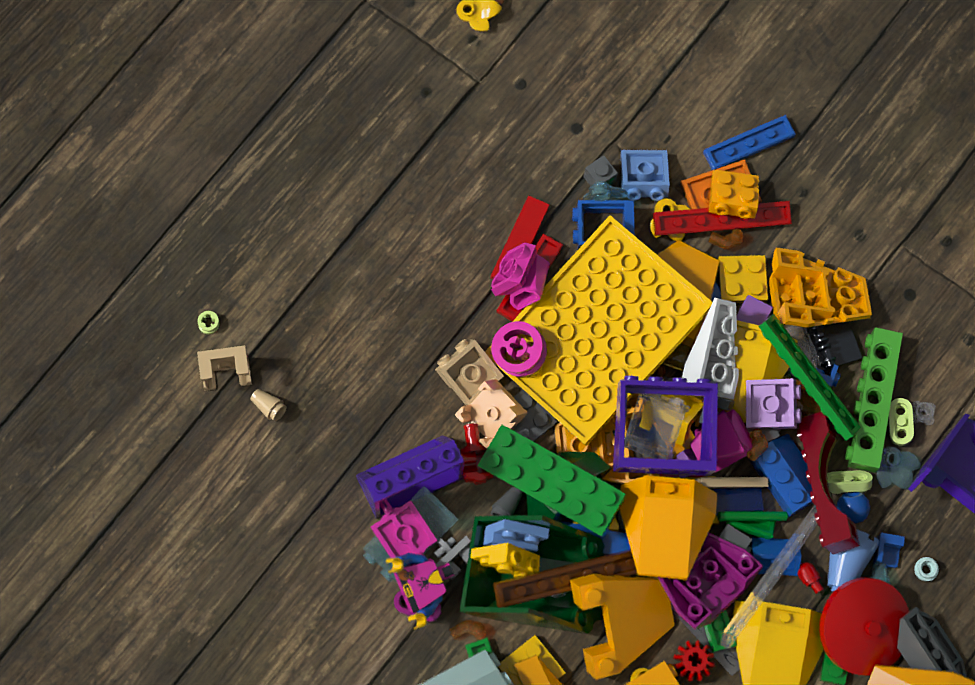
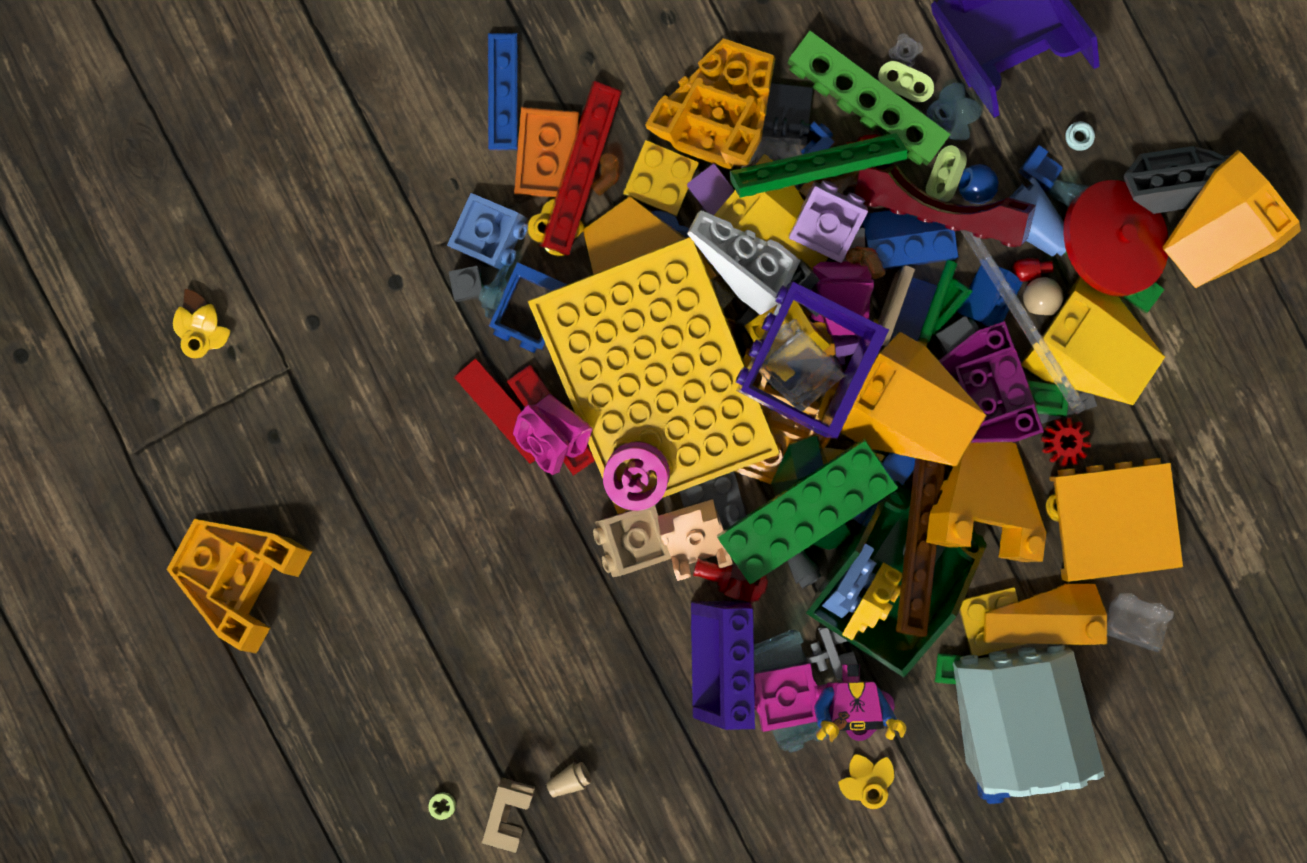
camera: 65 degrees left, 15 degrees up
(313, 98) = (226, 570): none -> light orange wedge
(368, 626) = (868, 776): none -> yellow plate
(470, 627) = (915, 675): clear orange arm -> none
(734, 194) = (560, 142): light orange plate -> none
(794, 592) = (1043, 296): none -> tan piece

